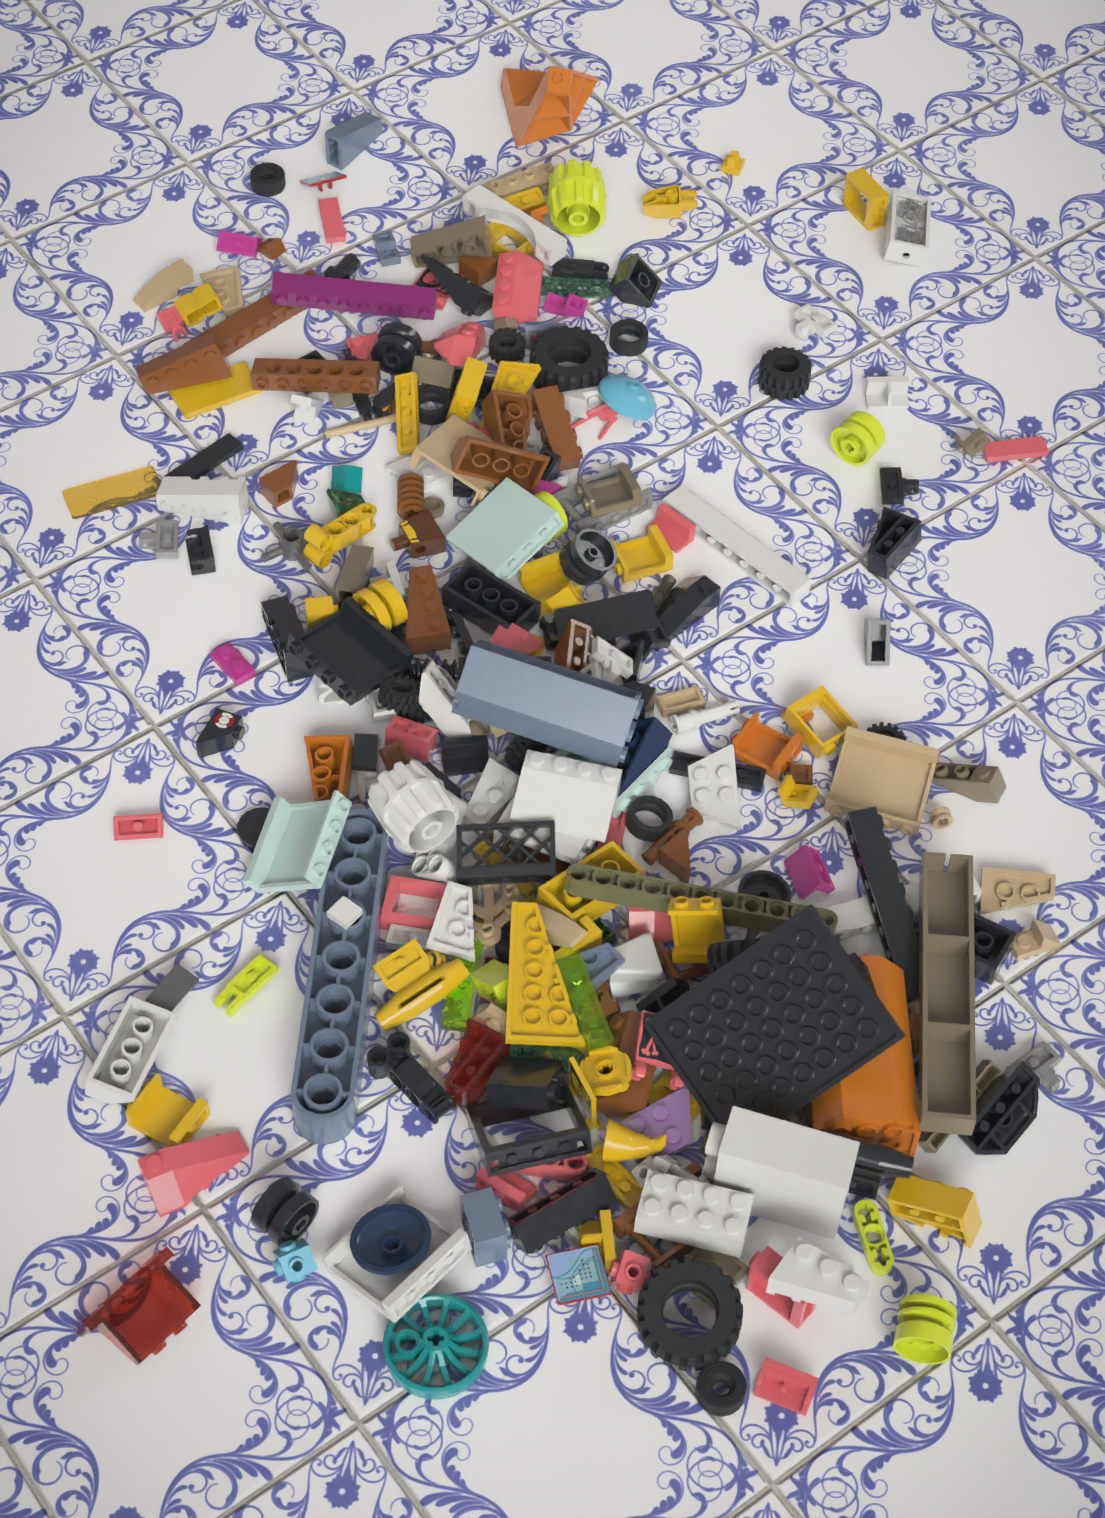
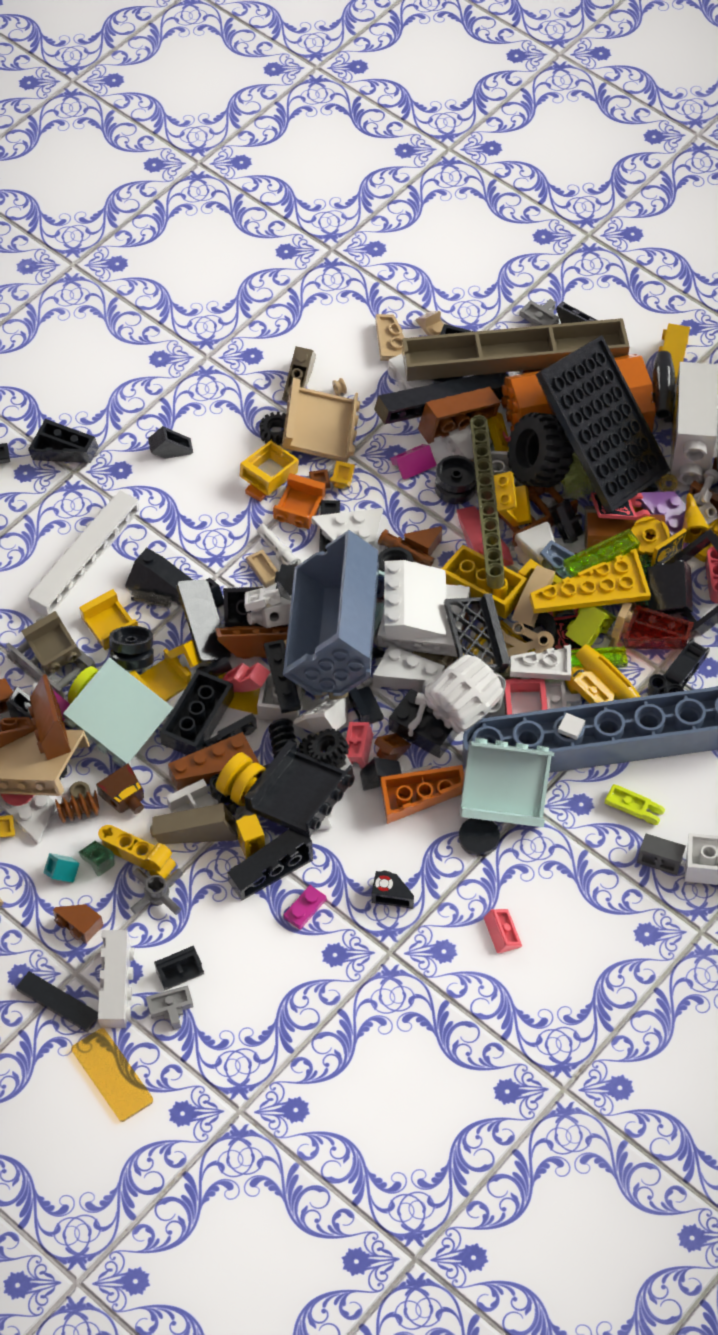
camera: 100 degrees left, 5 degrees up
(674, 528) = (69, 602): coral panel -> none
(856, 907) = (456, 412): none -> dark orange wedge

